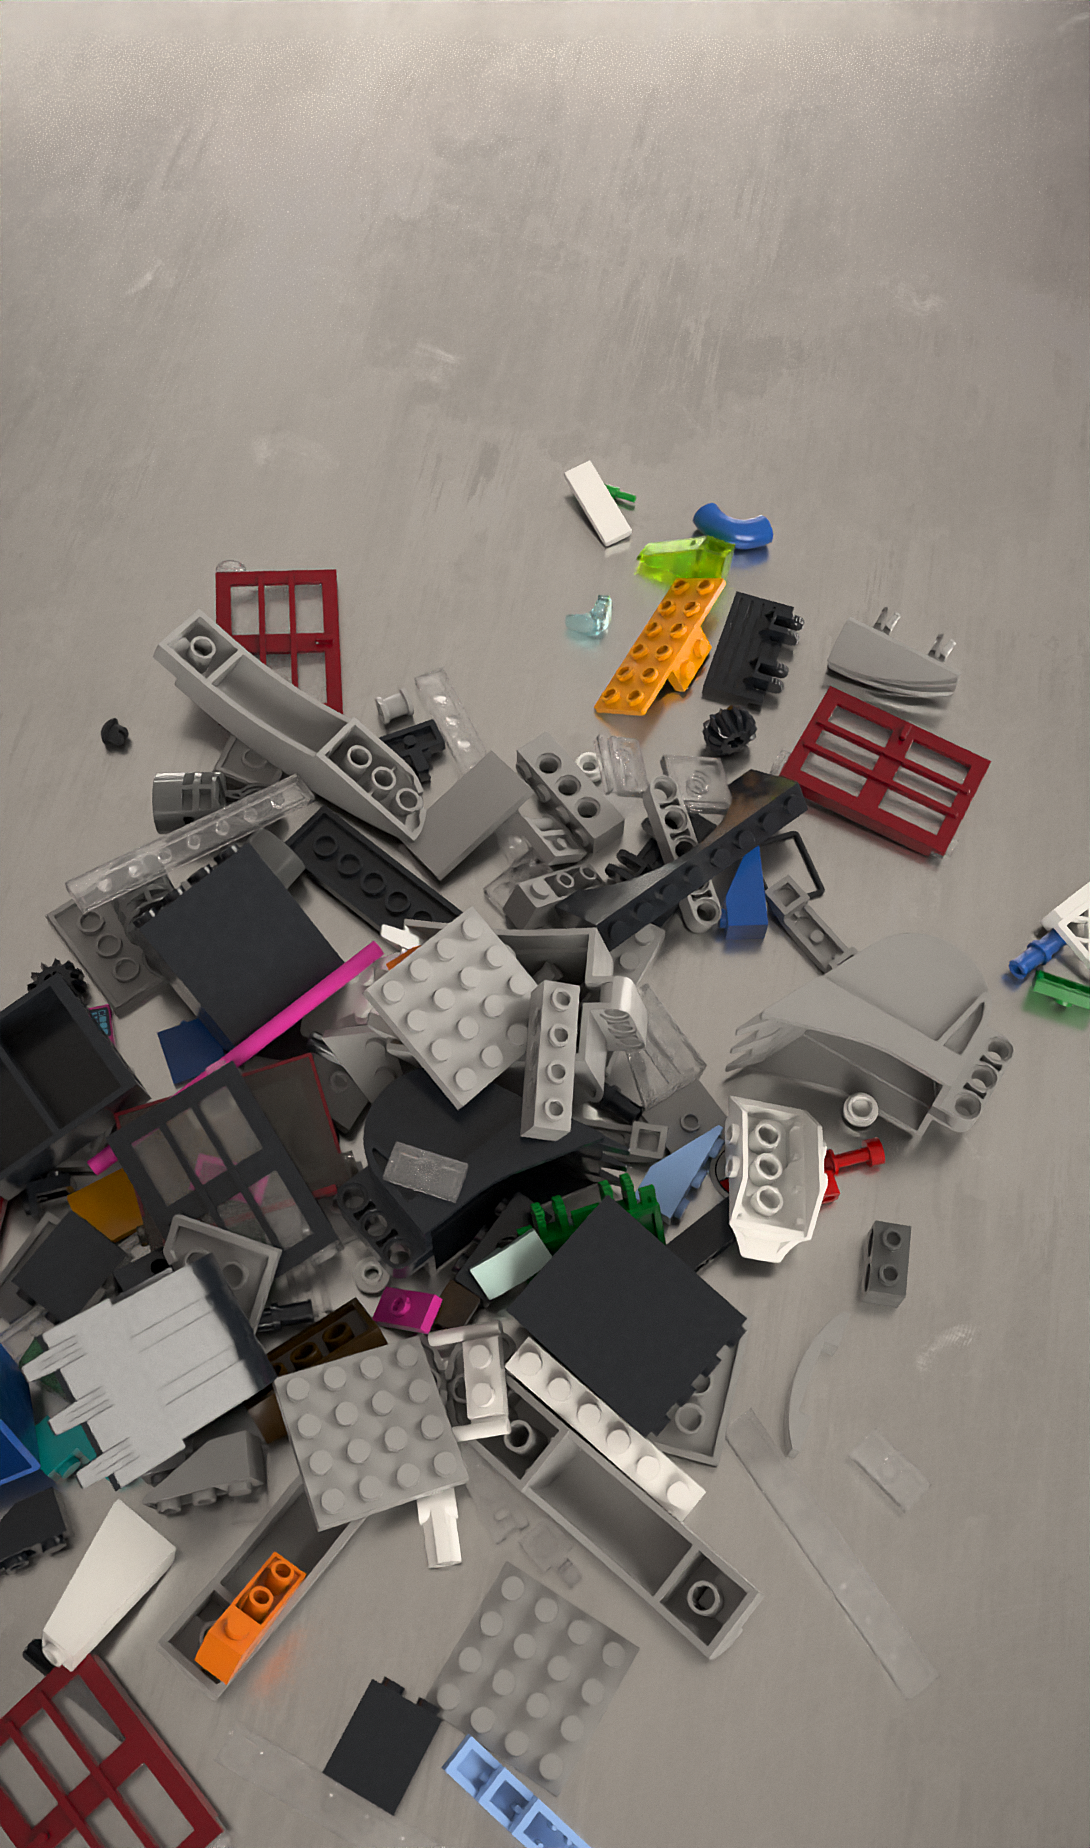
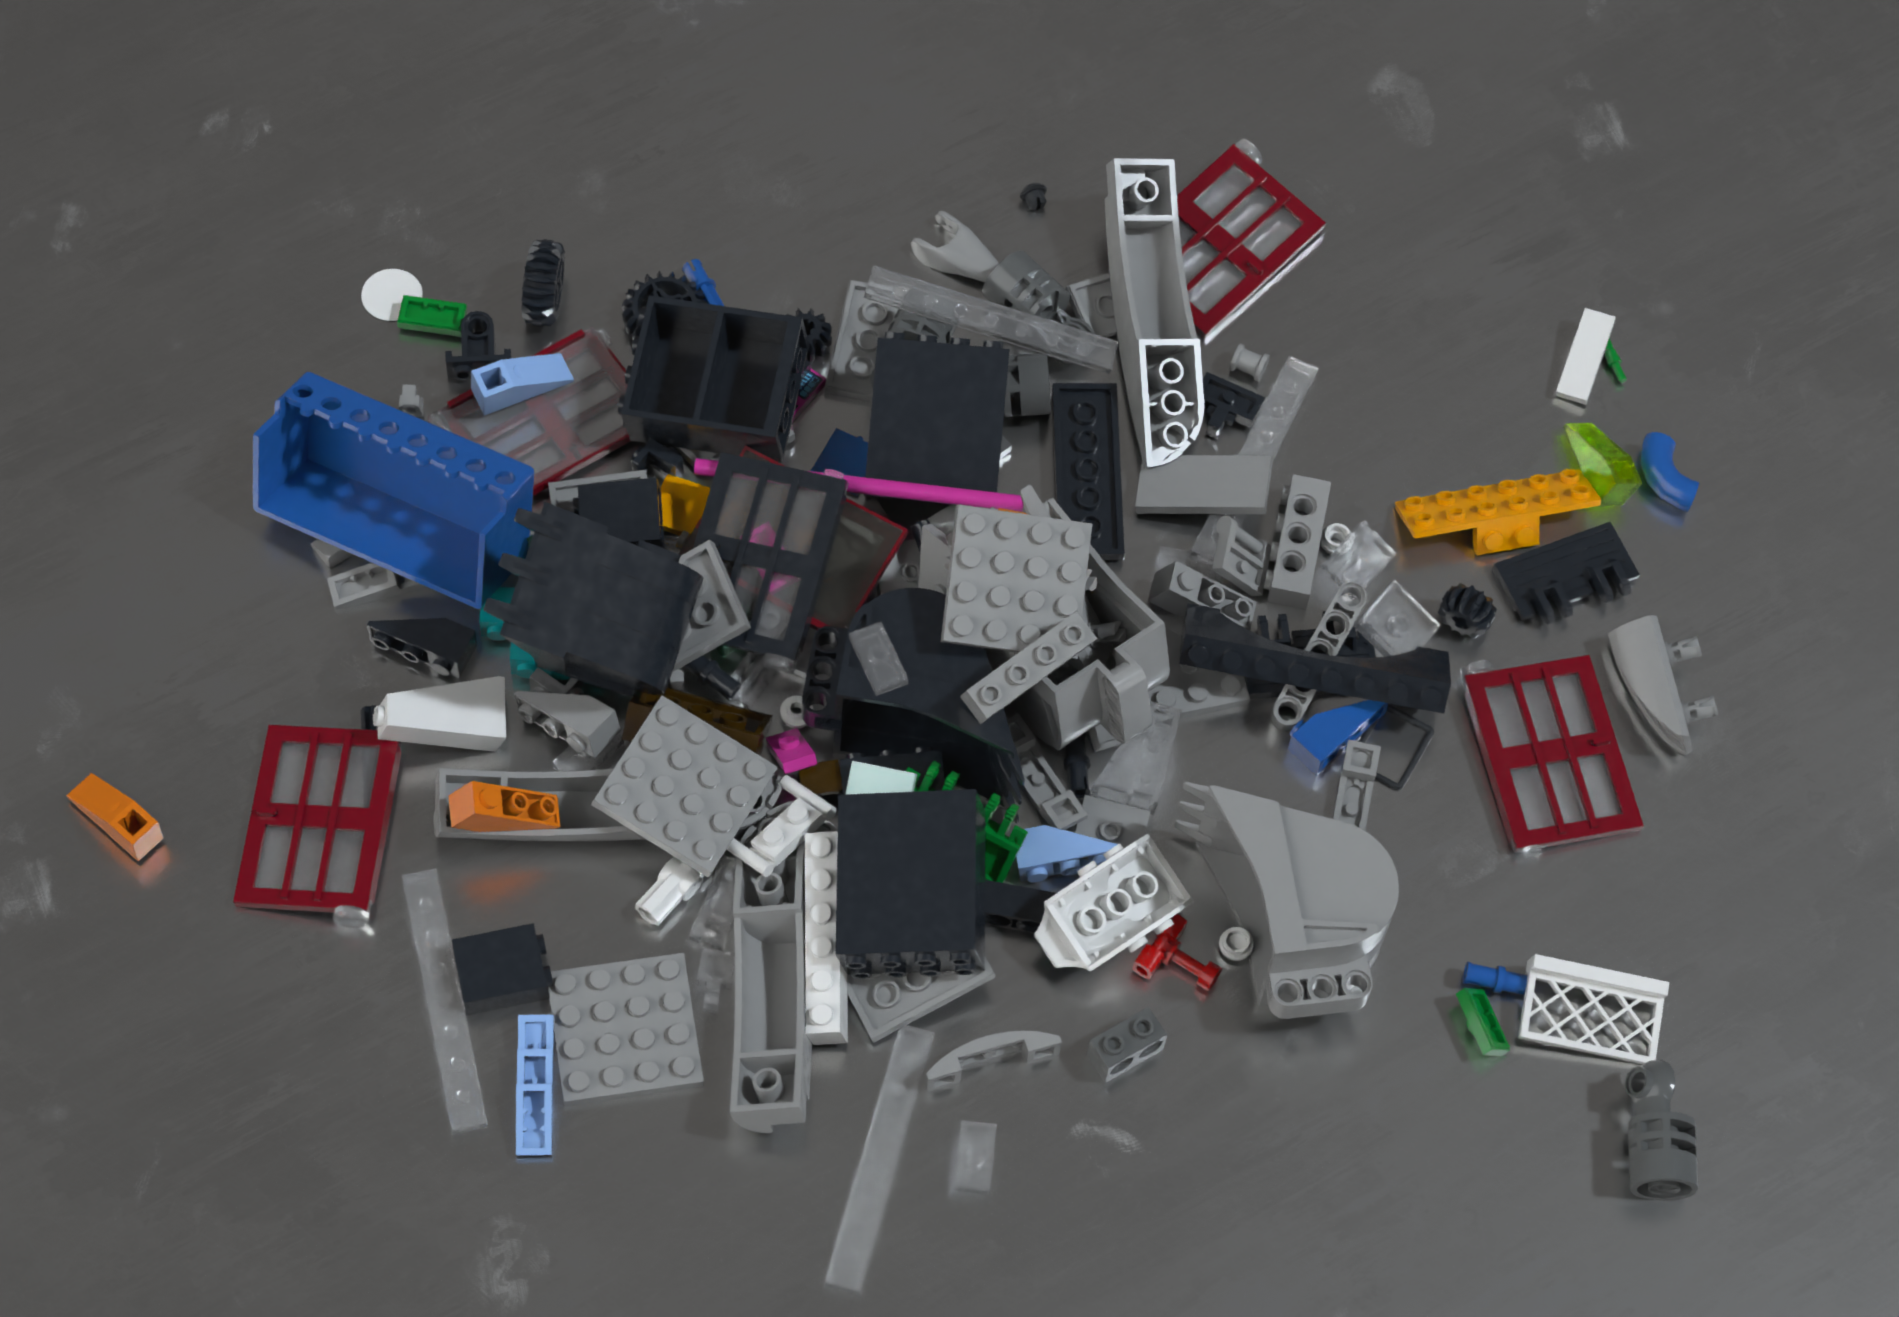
camera: 45 degrees right, 0 degrees up
(109, 821) = (962, 256): none -> light grey animal
(594, 621) = (1475, 440): clear light blue hair -> none

